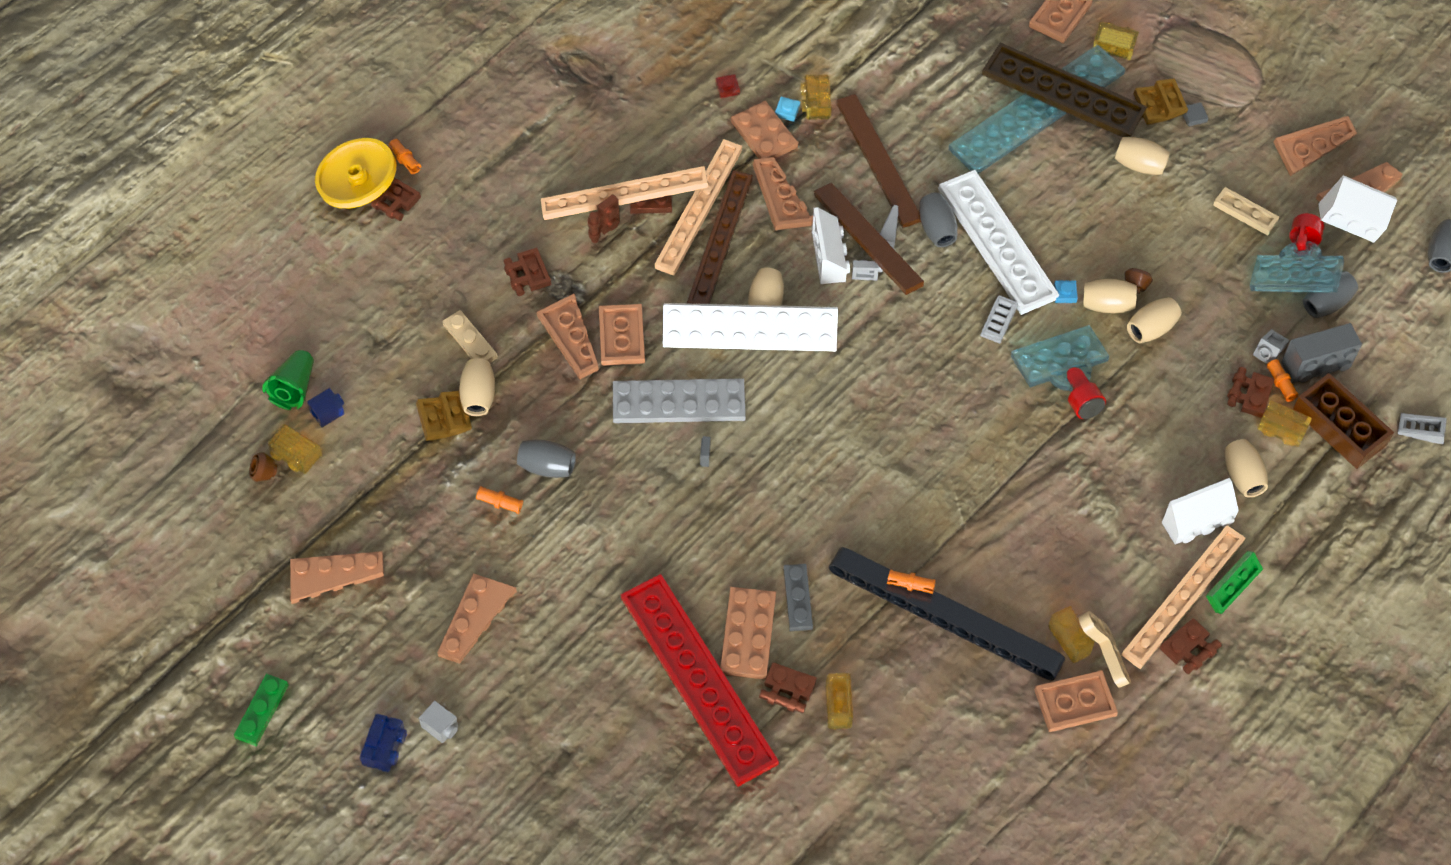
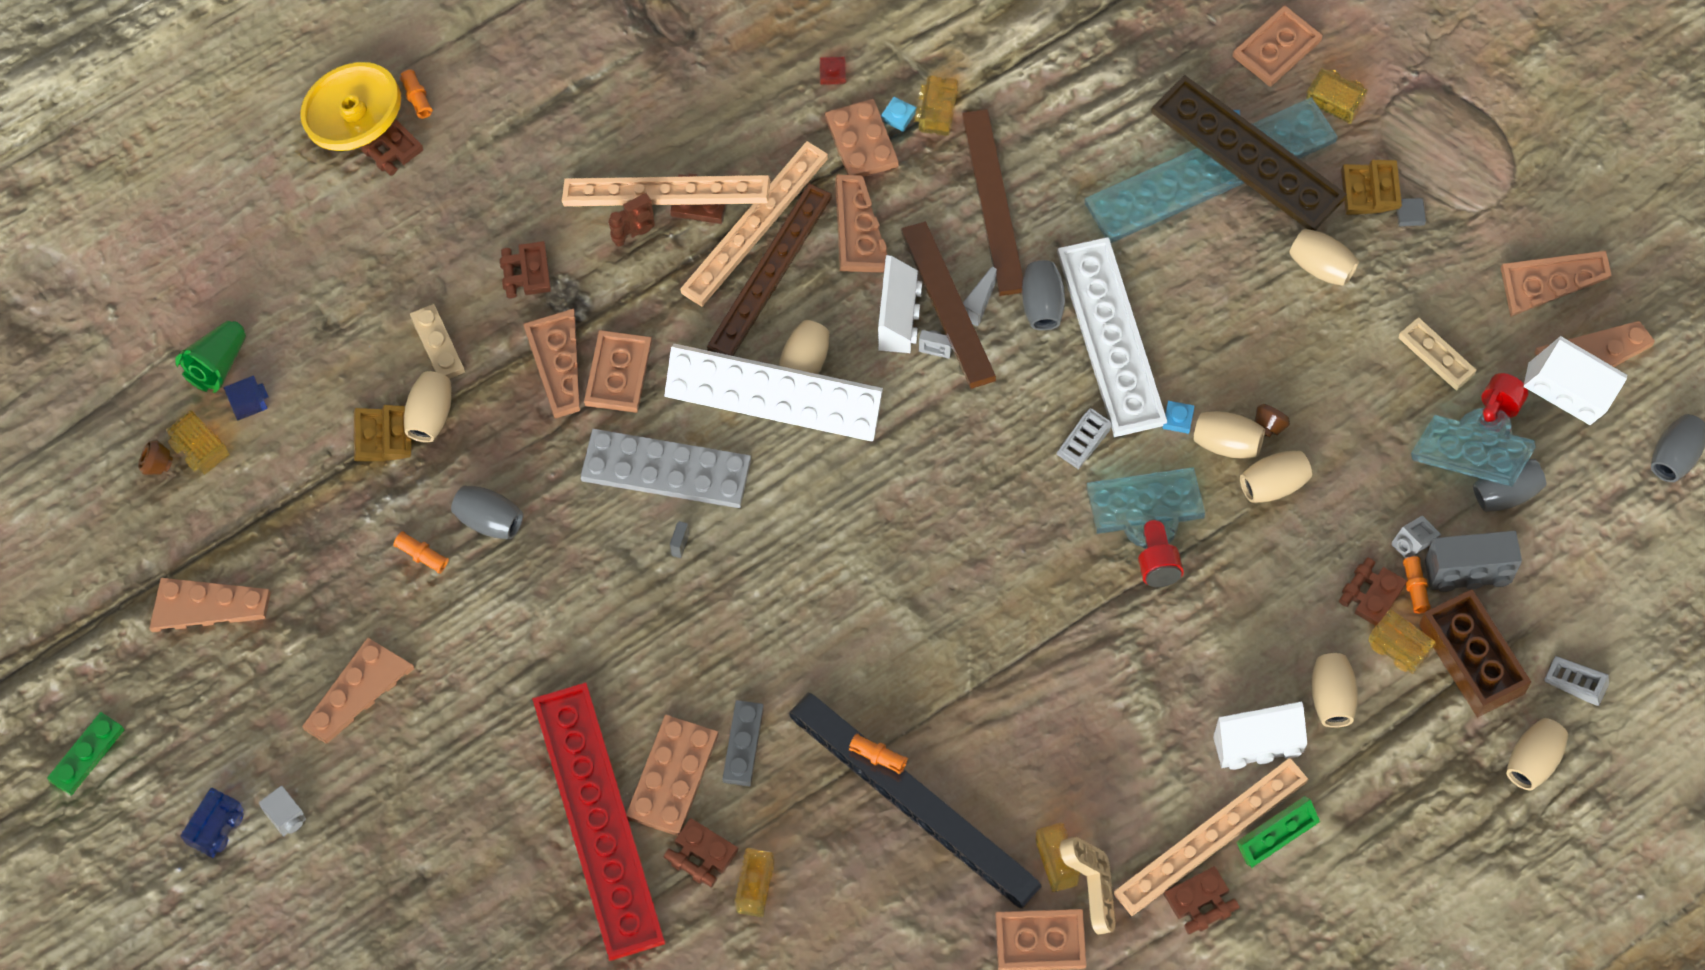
camera: 15 degrees right, 5 degrees up
(1412, 486) = (1537, 754): none -> tan piece

